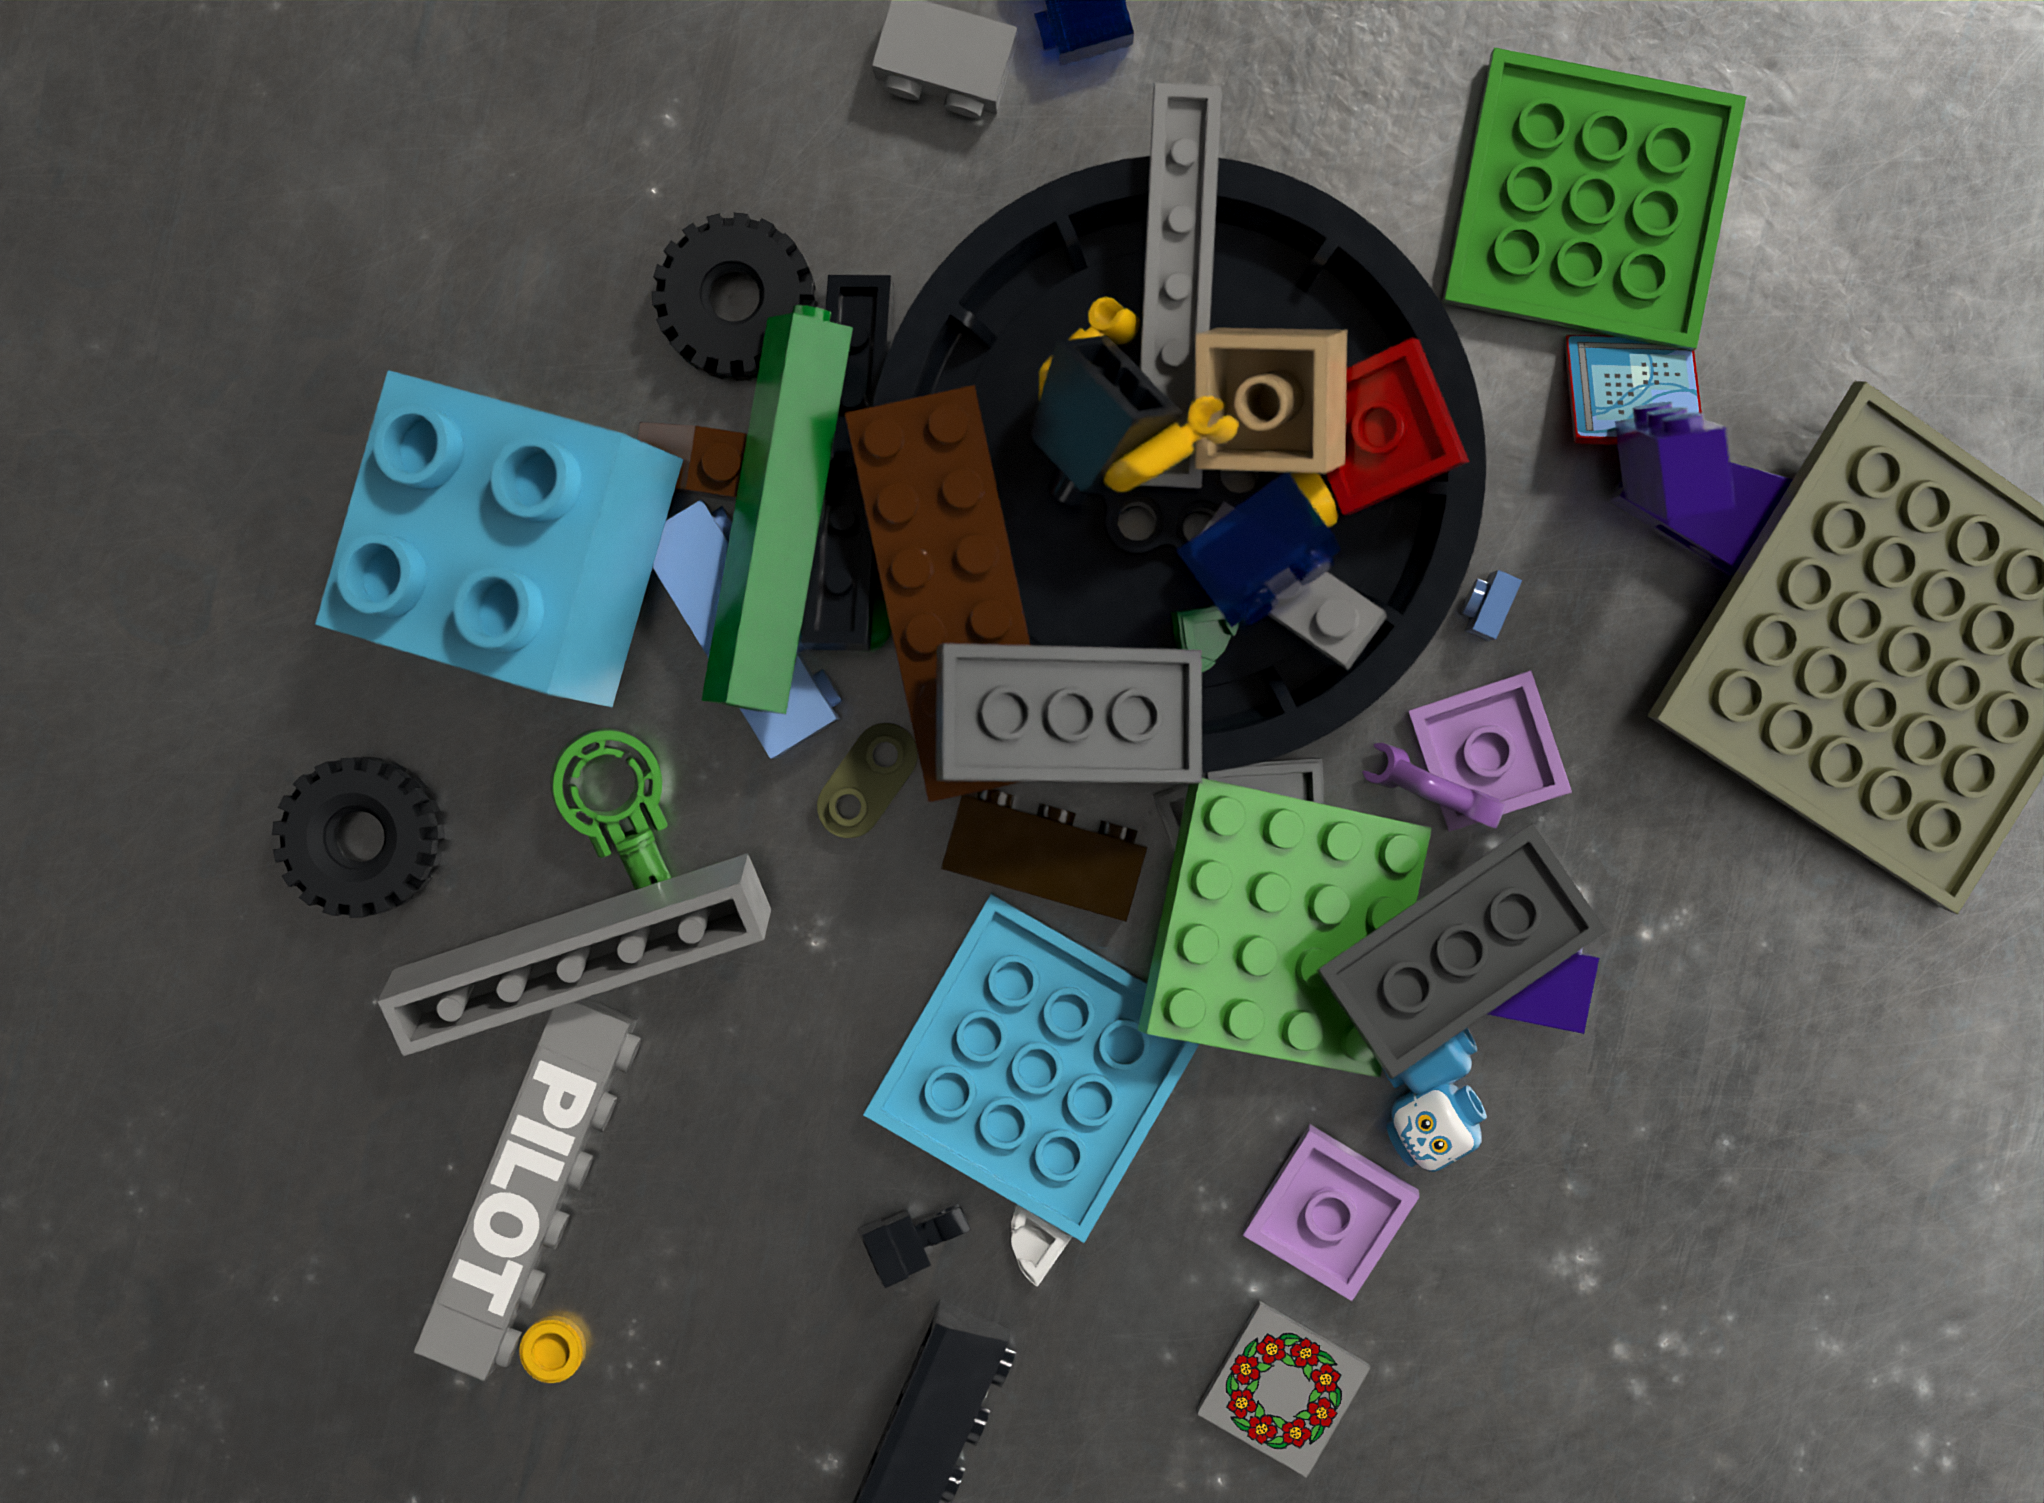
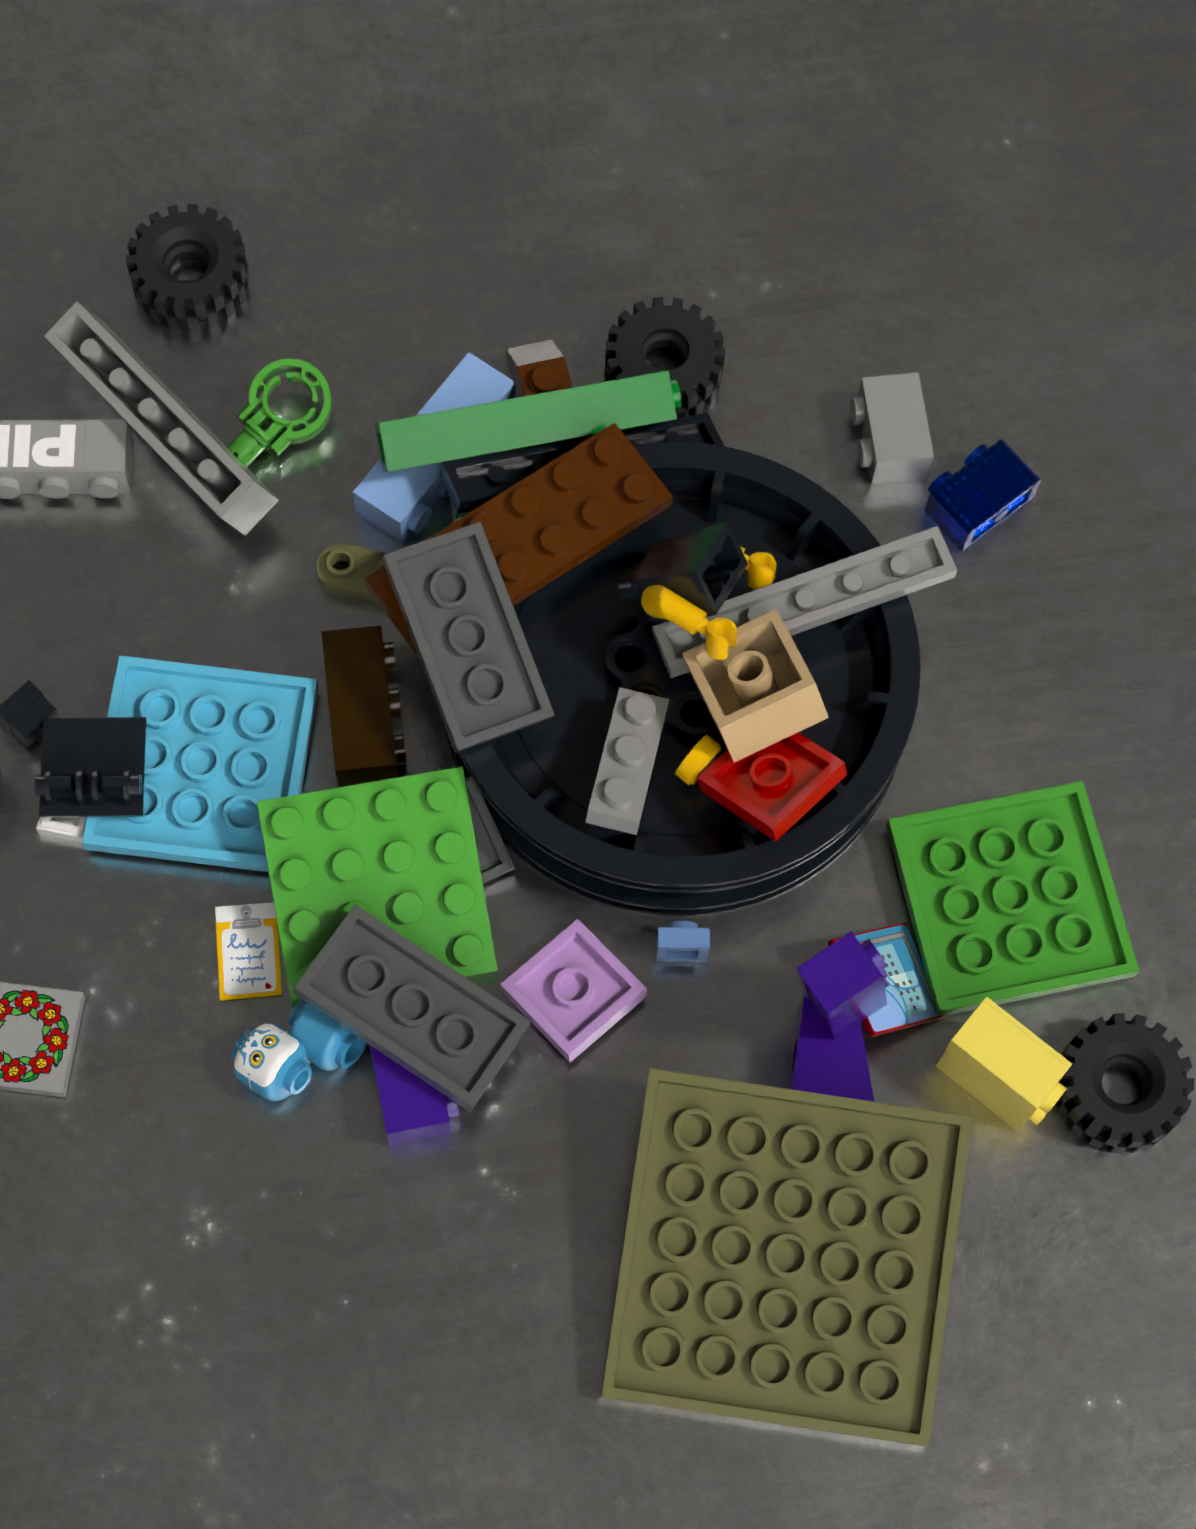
camera: 65 degrees right, 20 degrees down
(499, 539) = (430, 258): medium azure brick -> none
(1001, 1199) = (92, 767): none -> black hinge
(1202, 630) = (567, 734): green tile -> none
(1261, 551) = (643, 716): clear blue brick -> none
(1279, 1096) = (248, 951): none -> white sticker
(1331, 1212) = (173, 1016): lavender plate -> none
(1466, 801) = (527, 980): medium lavender arm -> none
(1801, 308) = (1005, 1066): none -> light yellow piece
(1910, 170) = (1154, 1061): none -> black tyre

